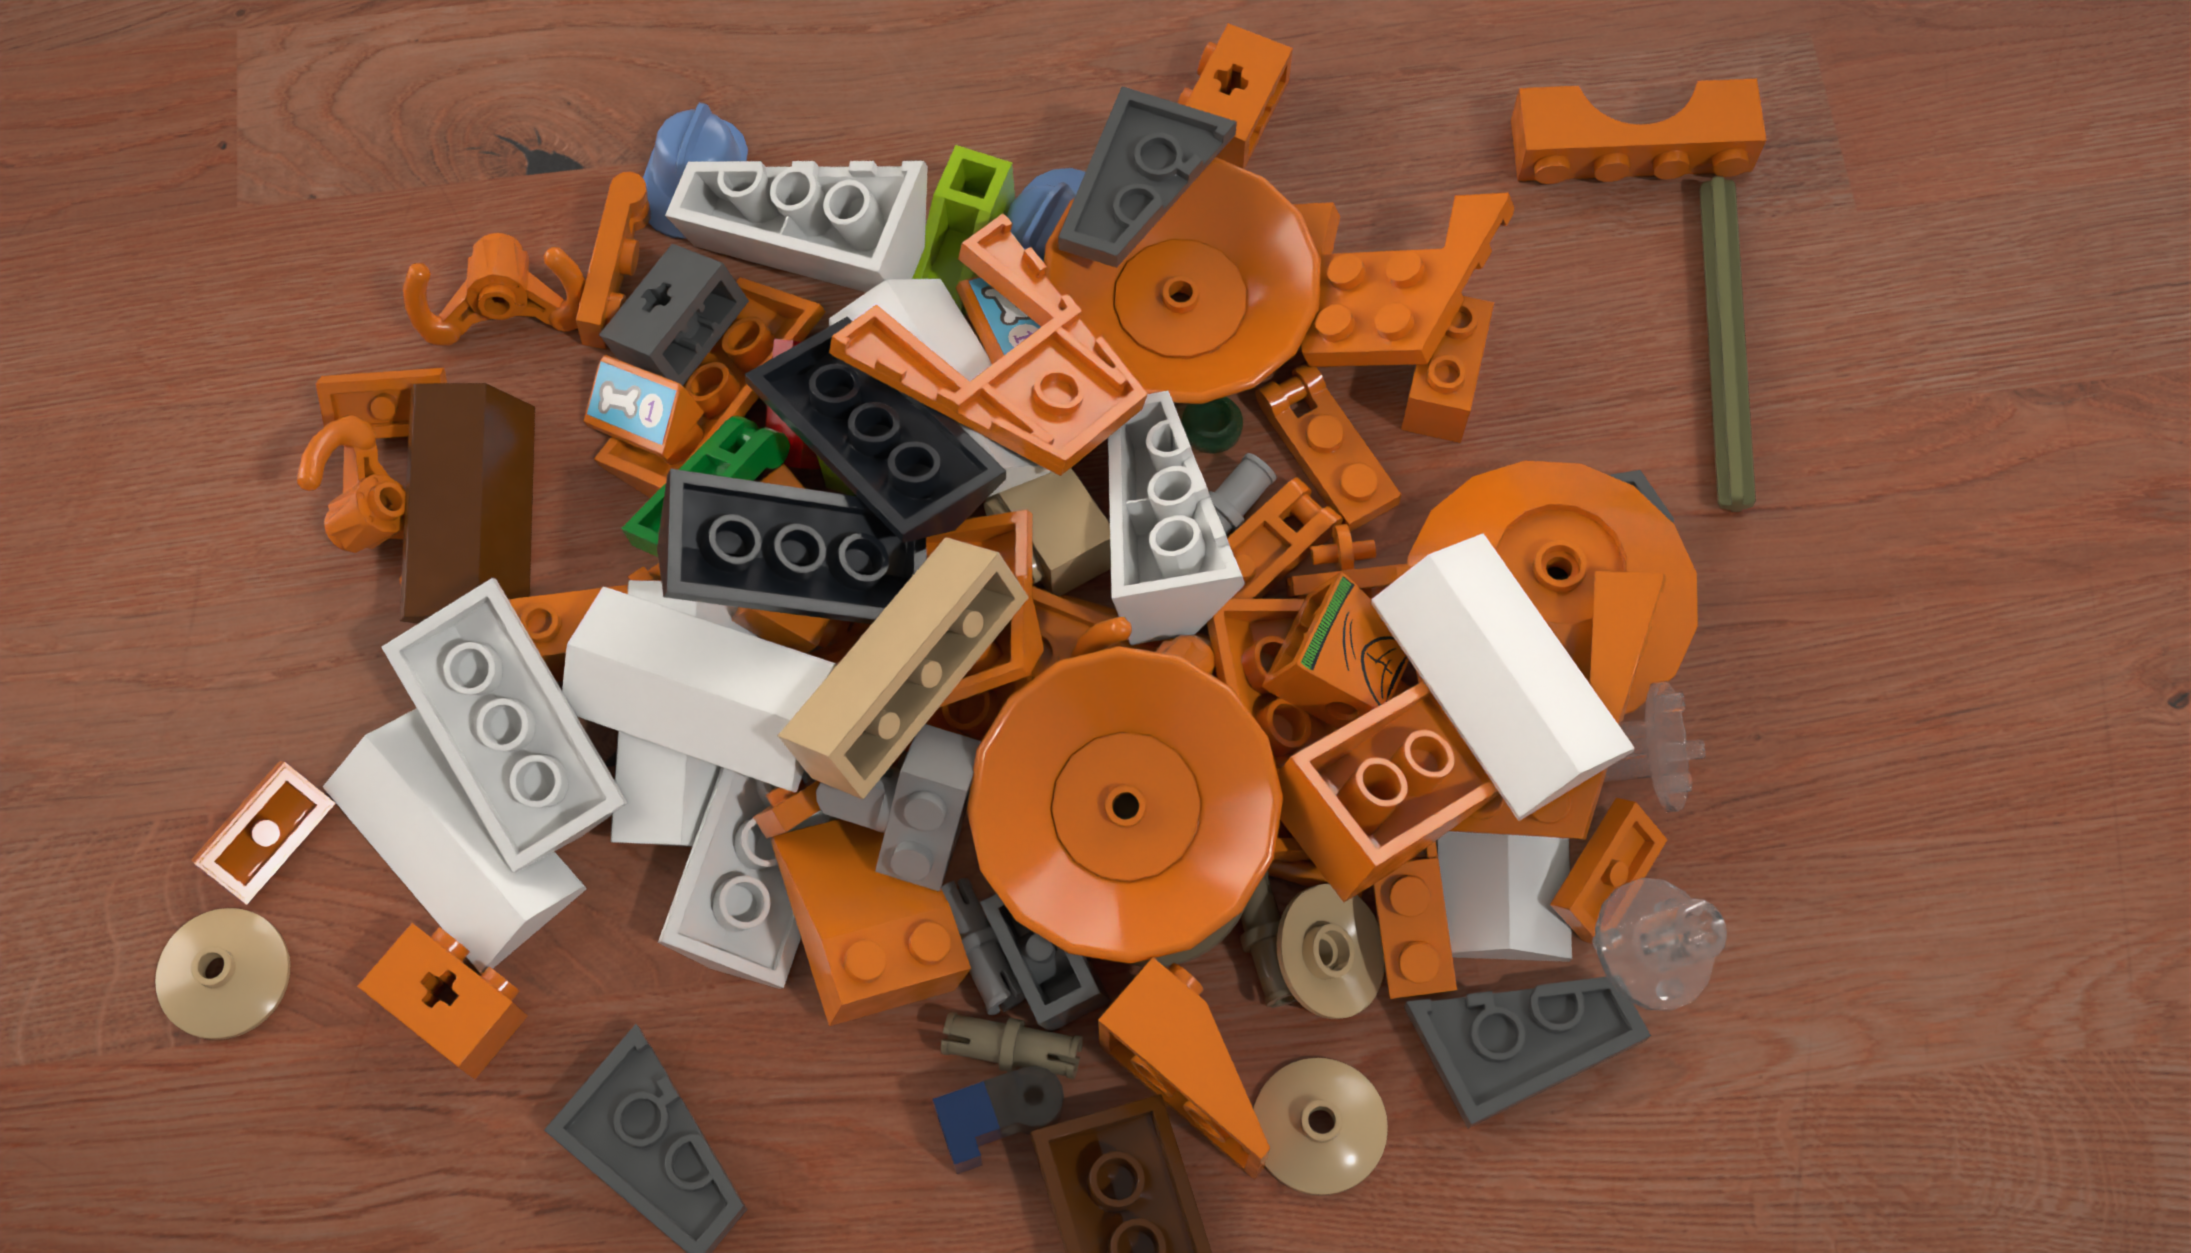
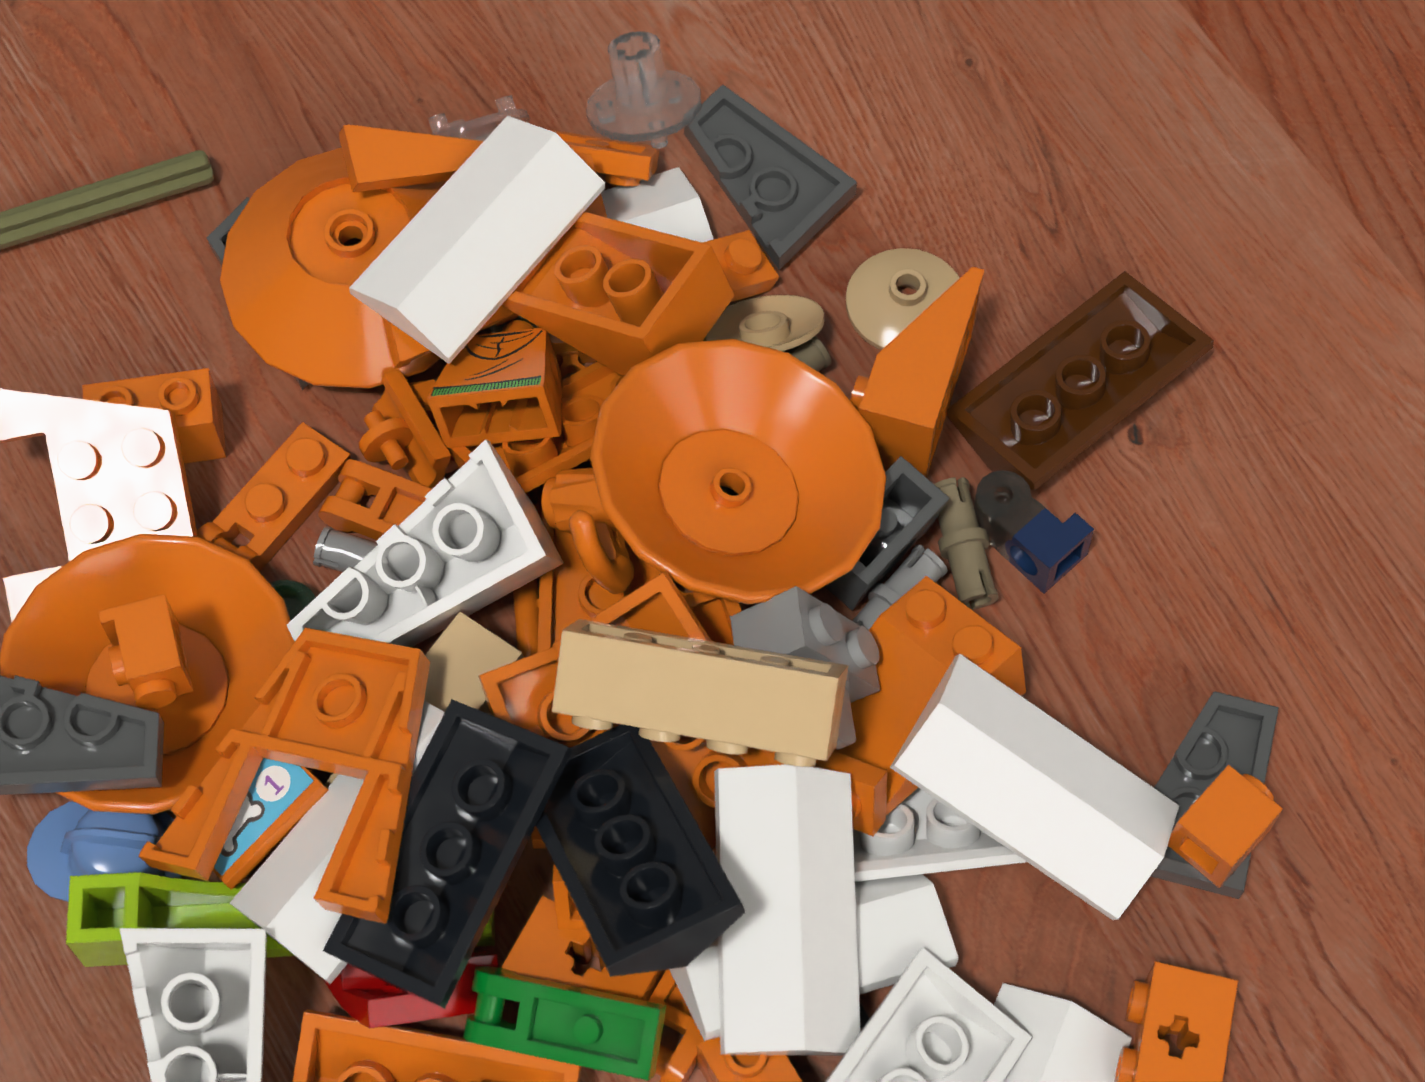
camera: 115 degrees left, 5 degrees down
(596, 1129) = (1225, 824): none -> orange brick
(710, 966) = (1037, 788): none -> white slope
(1179, 267) = (147, 651): none -> orange brick

